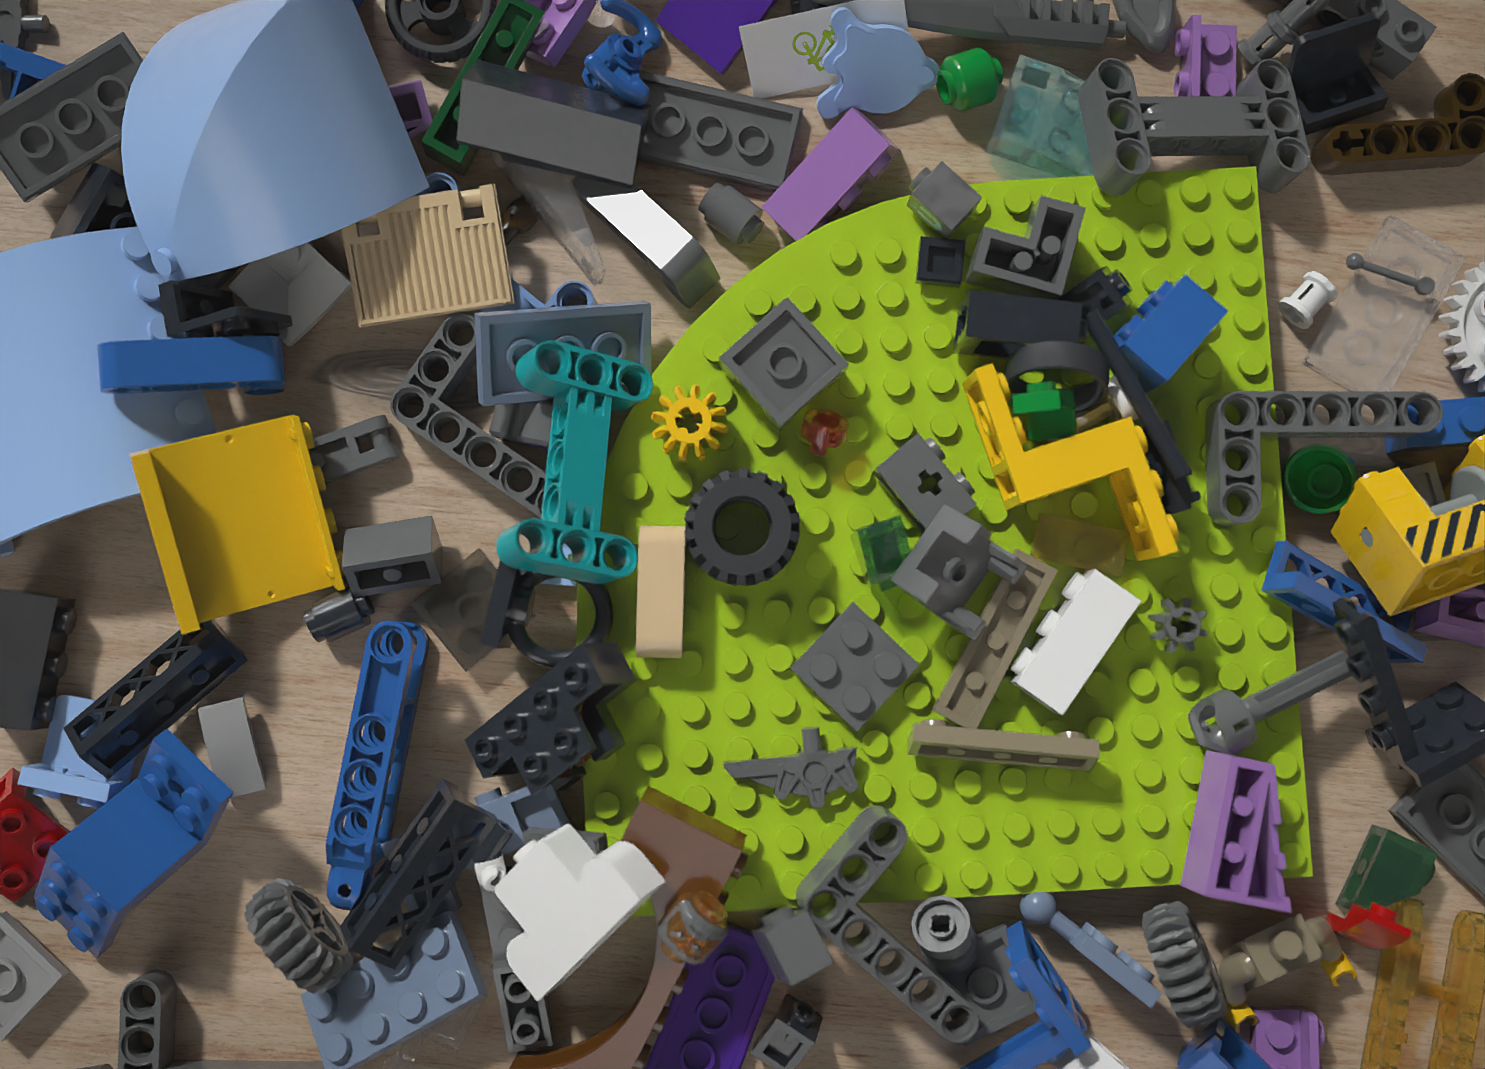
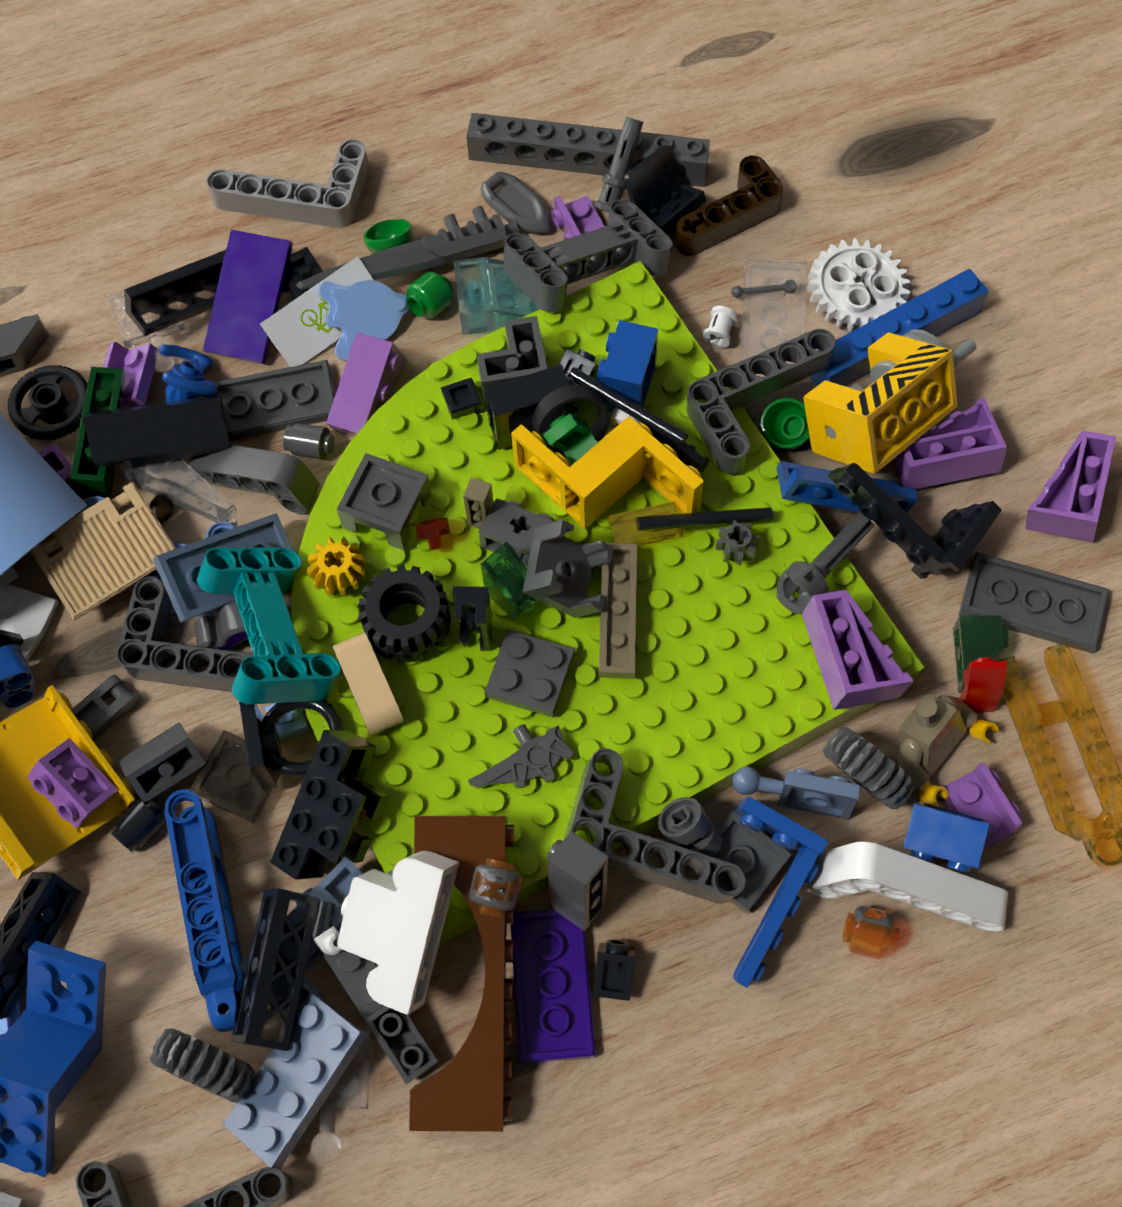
camera: 20 degrees left, 20 degrees down
(232, 746) = (88, 942): light grey slope -> none
(280, 541) = (71, 782): none -> medium lavender bracket
(824, 570) = (474, 613): none -> black hinge
(893, 430) = (477, 501): none -> dark tan piece
(942, 199) = (443, 358): flat silver brick -> none
(1062, 751) = (659, 674): dark tan plate -> none
(1073, 640) = (670, 584): white brick -> none
(1154, 574) = (703, 518): none -> black bar

